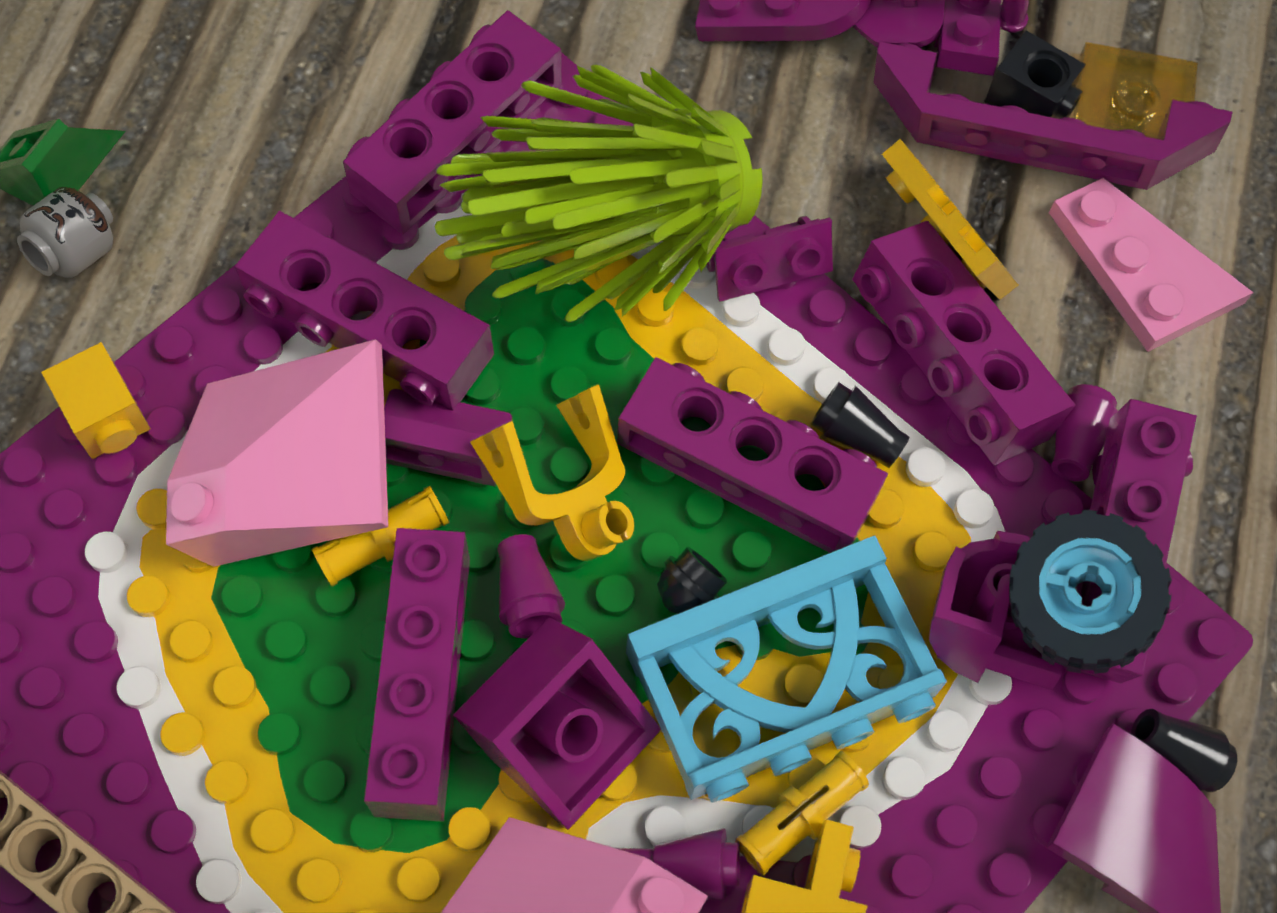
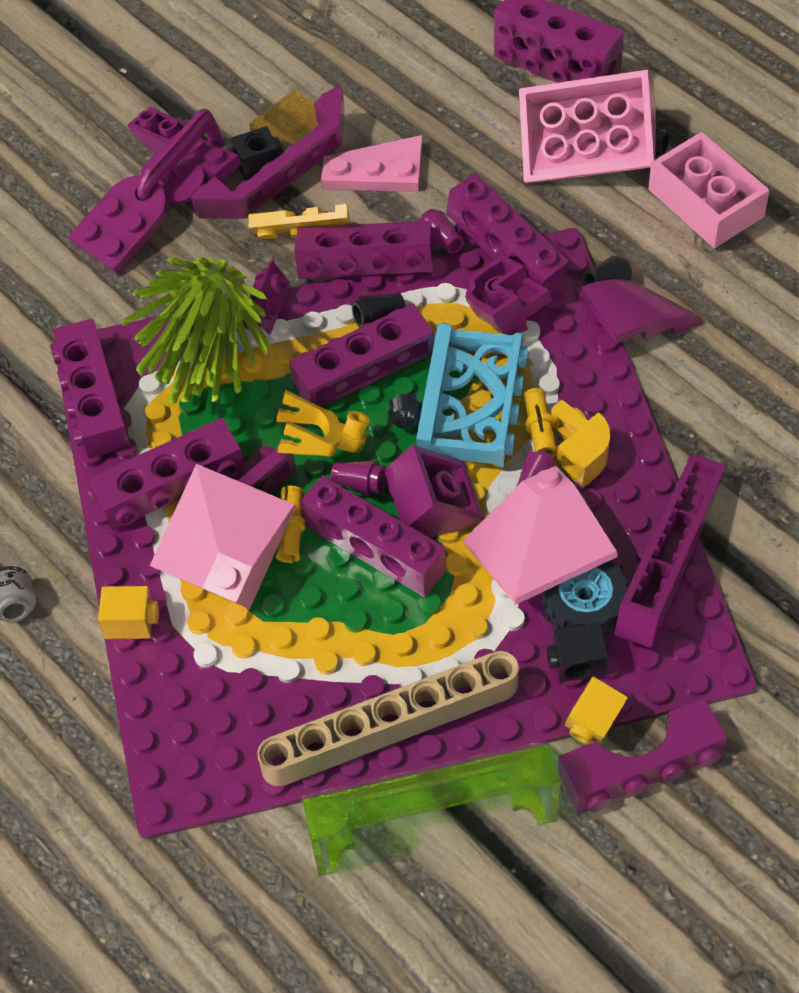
camera: 50 degrees left, 10 degrees down
(1098, 551) = (523, 271): black wheel -> none

